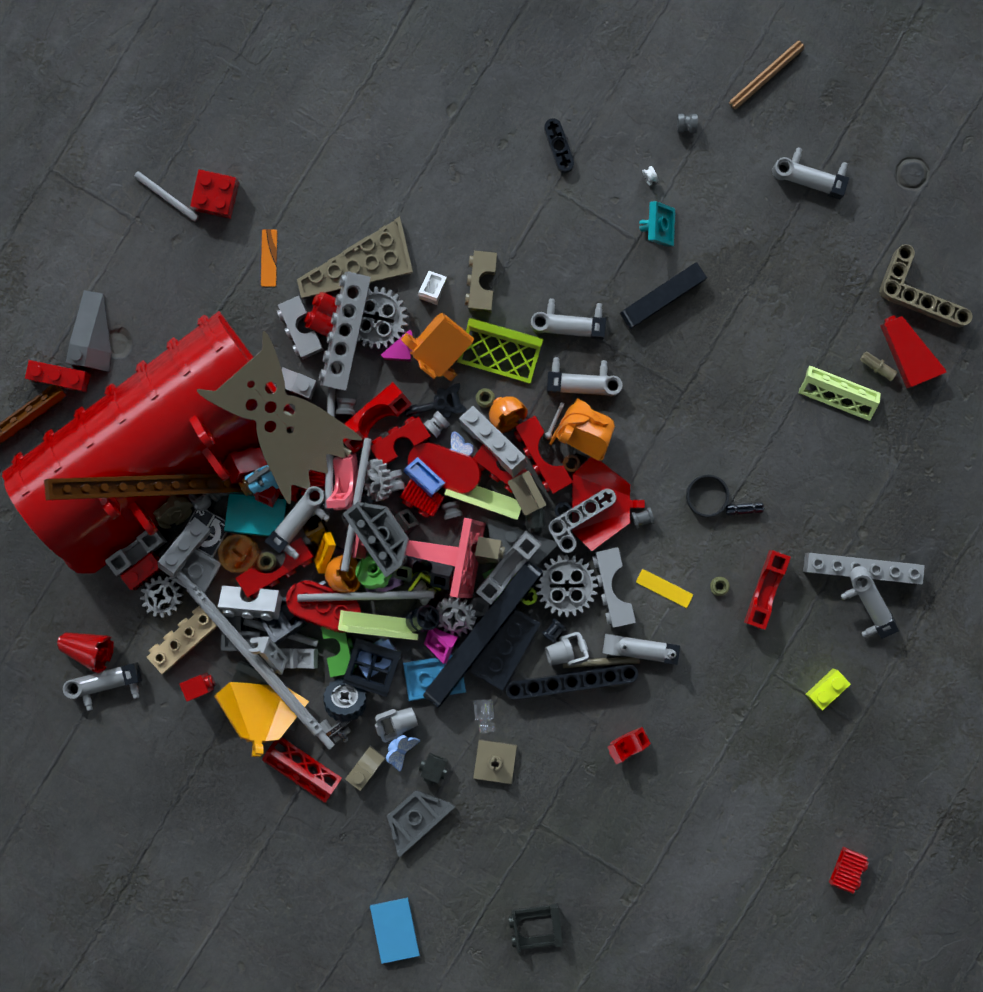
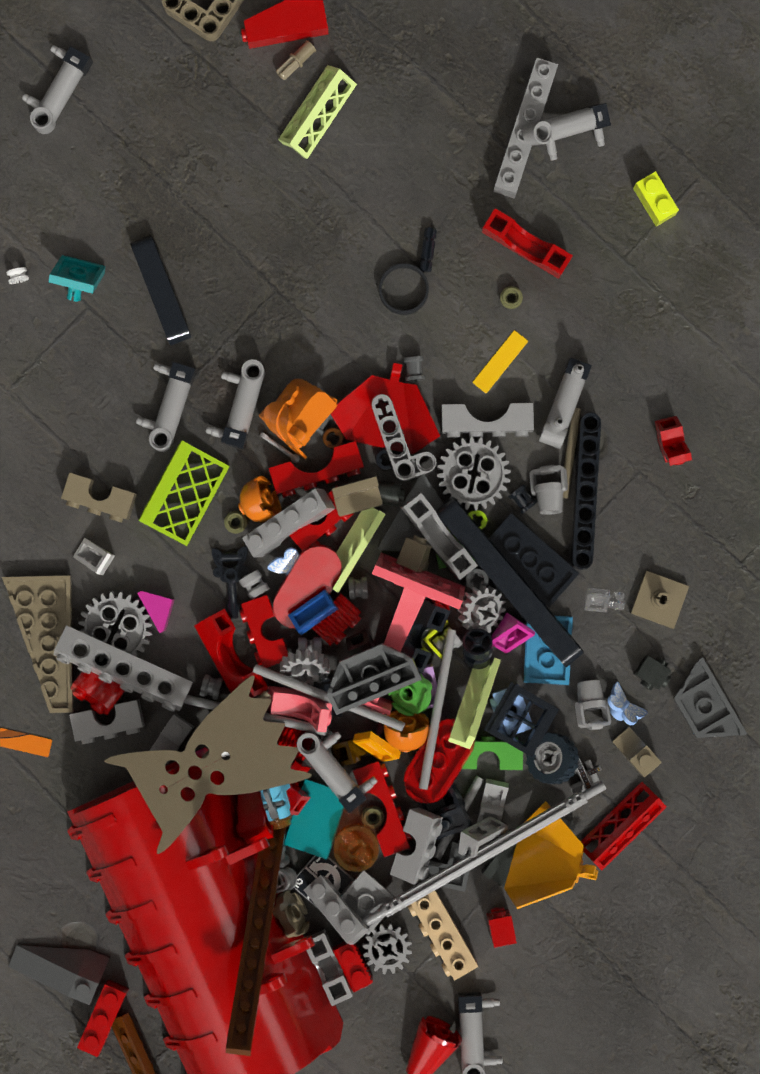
camera: 80 degrees left, 0 degrees up
(439, 346) = (164, 562): orange piece -> none

